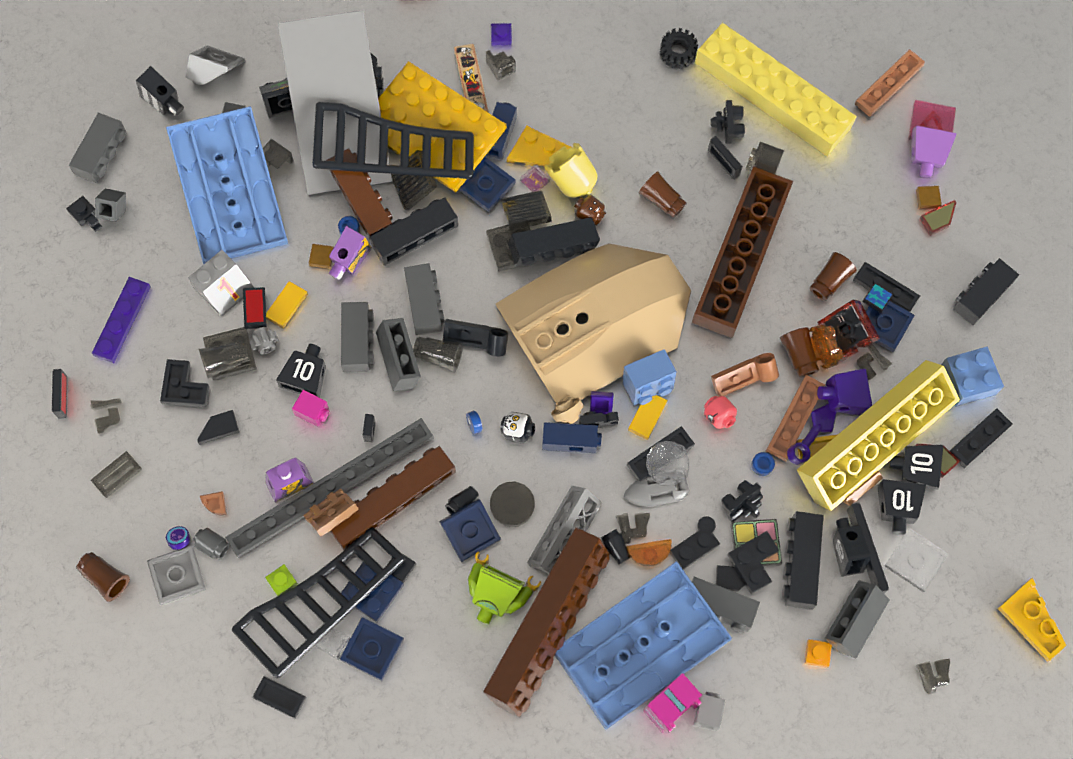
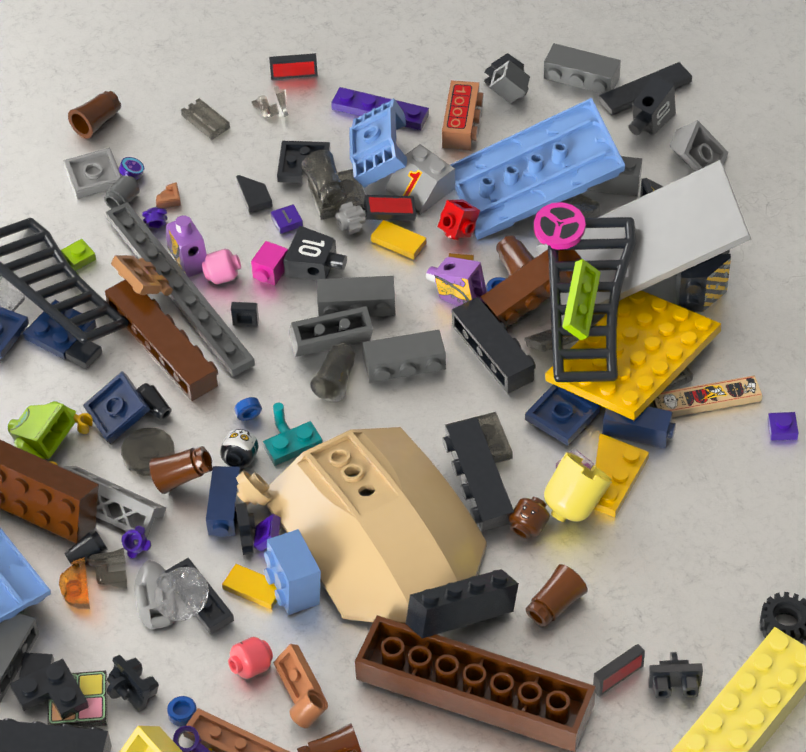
camera: 95 degrees right, 20 degrees down
(124, 101) = (624, 96): none -> black tile
(143, 248) = (461, 115): none -> nougat brick
(180, 313) = (374, 144): none -> medium blue plate
(245, 511) = (155, 217): none -> dark purple plate
(253, 397) = (286, 218): none -> dark purple tile
(276, 251) = (458, 219): none -> red brick
(312, 449) = (221, 266): none -> bright pink head
(325, 207) = (513, 254): none -> reddish brown plant
(326, 155) = (559, 225): none -> dark pink tile
(405, 145) = (581, 299): none -> lime plate
(476, 336) = (357, 405): black plate -> none
(500, 64) = (735, 423): clear smoke panel -> none
(505, 388) = (289, 442): none -> teal plate
(526, 210) = (525, 450): clear smoke tile -> none
(544, 469) = (179, 468): none -> reddish brown plant
(614, 506) = (128, 541): none -> dark purple plate
(683, 253) = (461, 603): none -> black brick
(697, 544) = (82, 636): black hinge -> none
(765, 158) = (605, 708): clear smoke brick -> none

